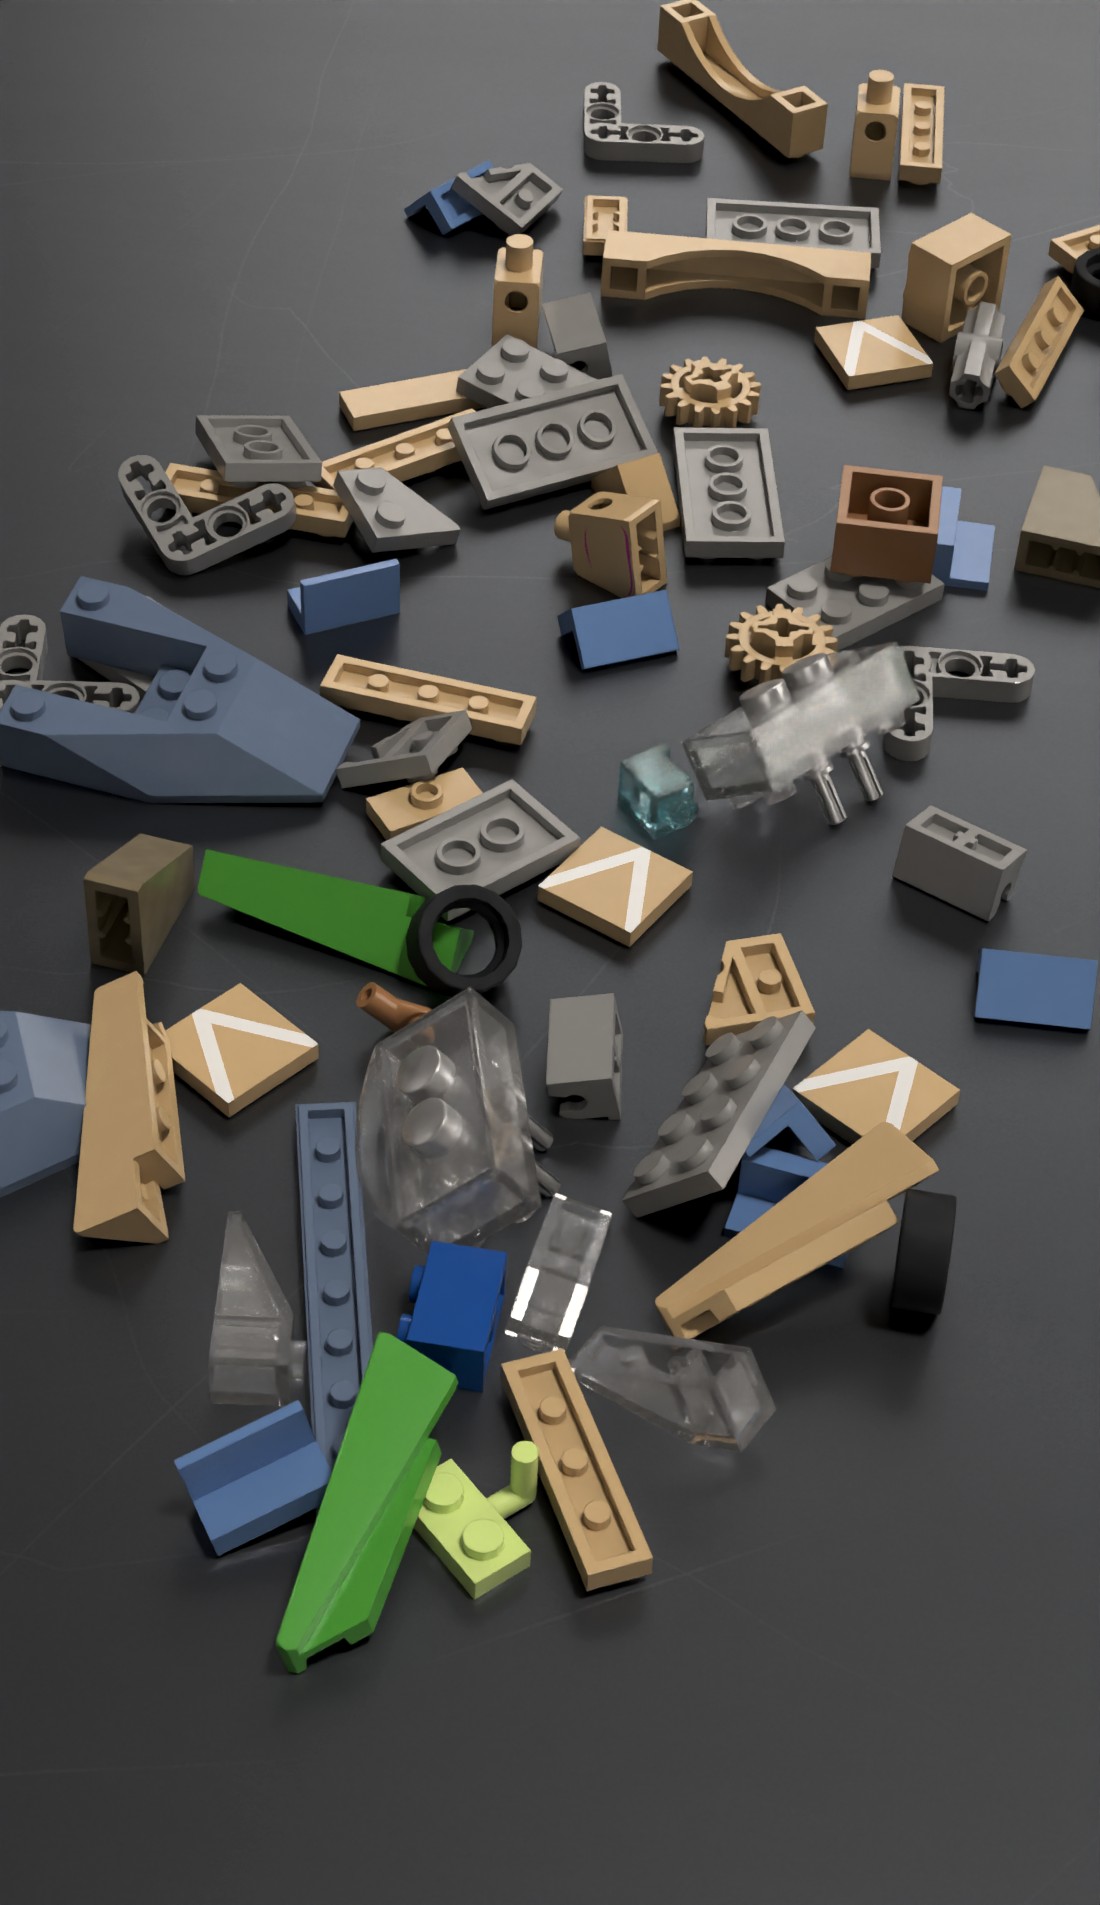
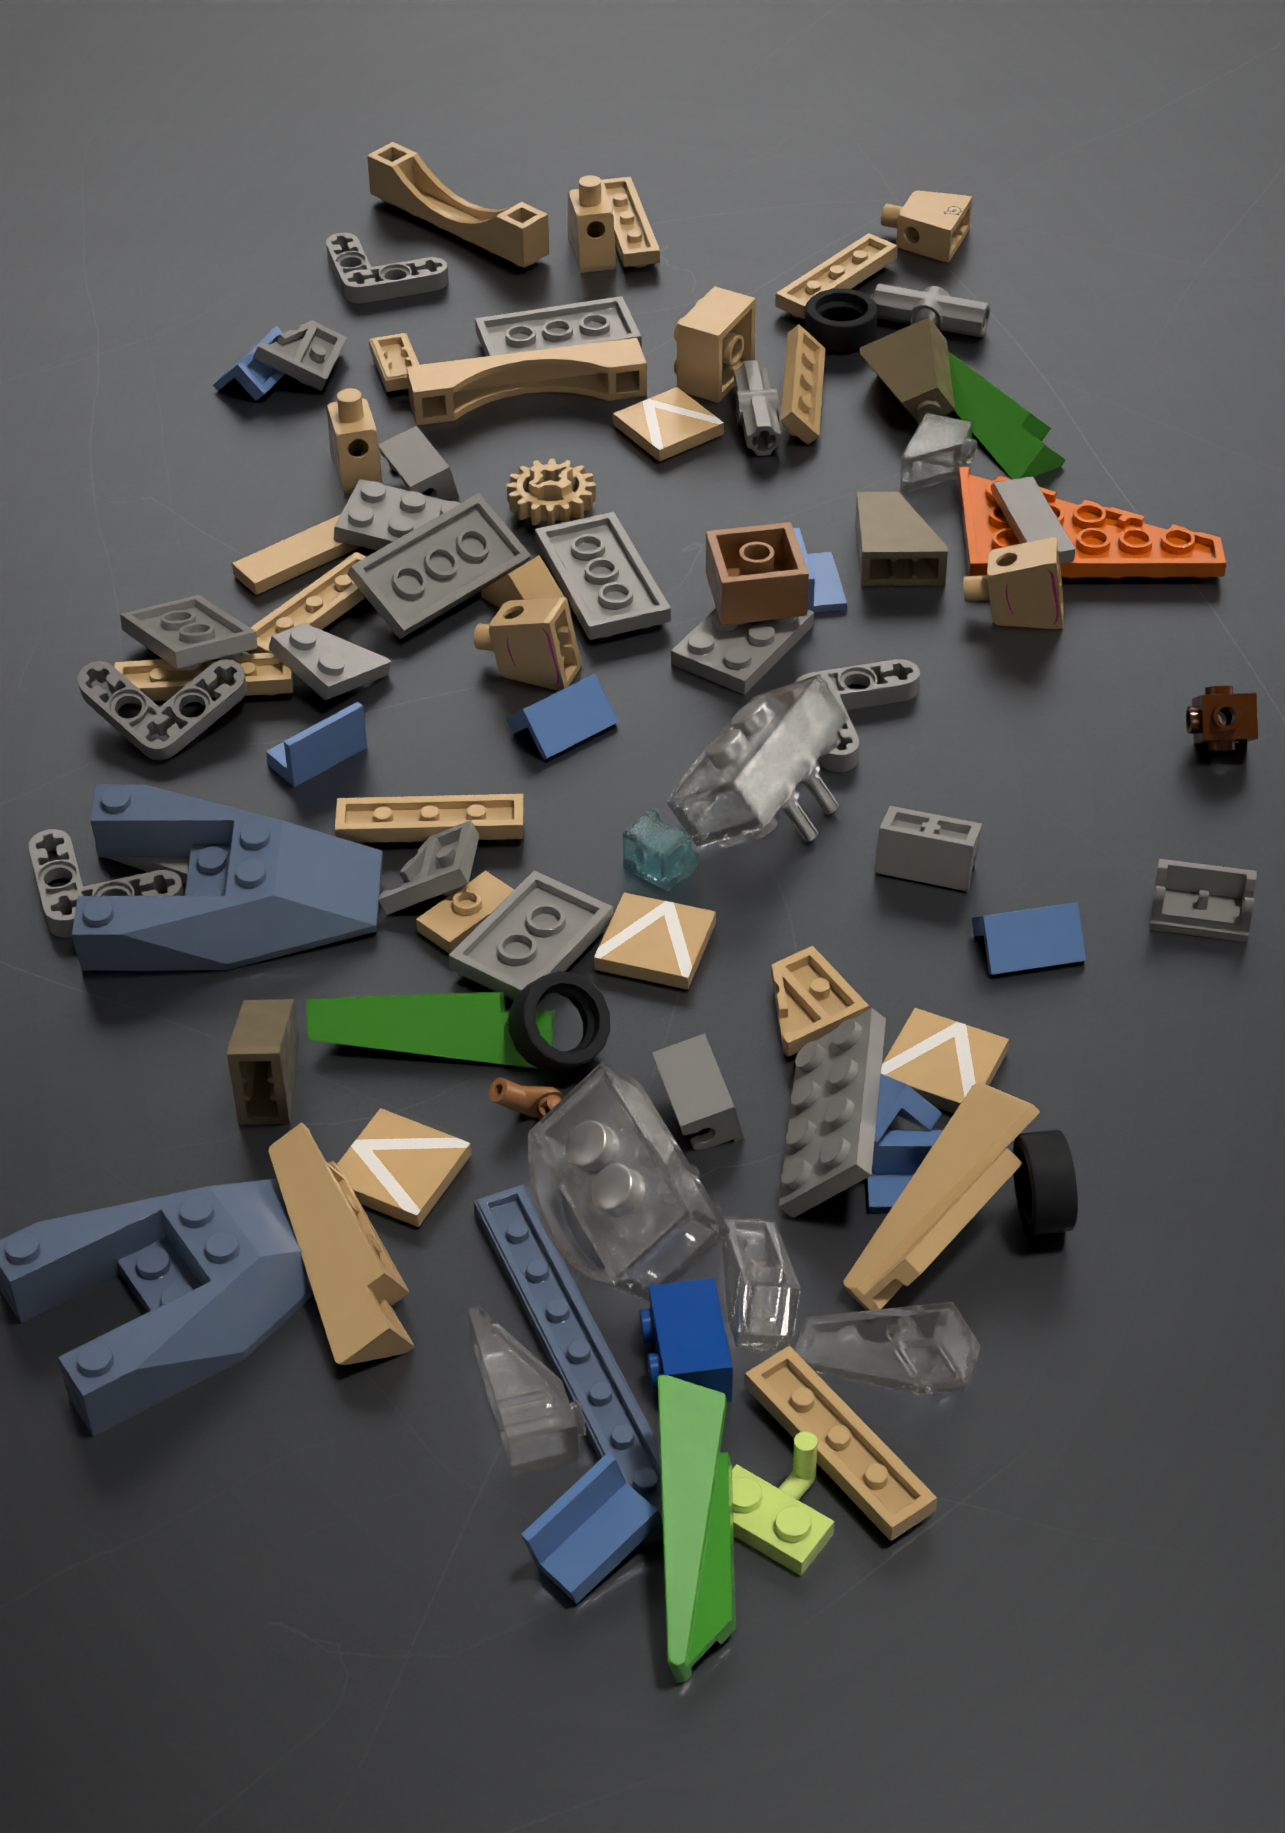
camera: 15 degrees left, 0 degrees up
(774, 640) = (702, 698): tan gear -> none

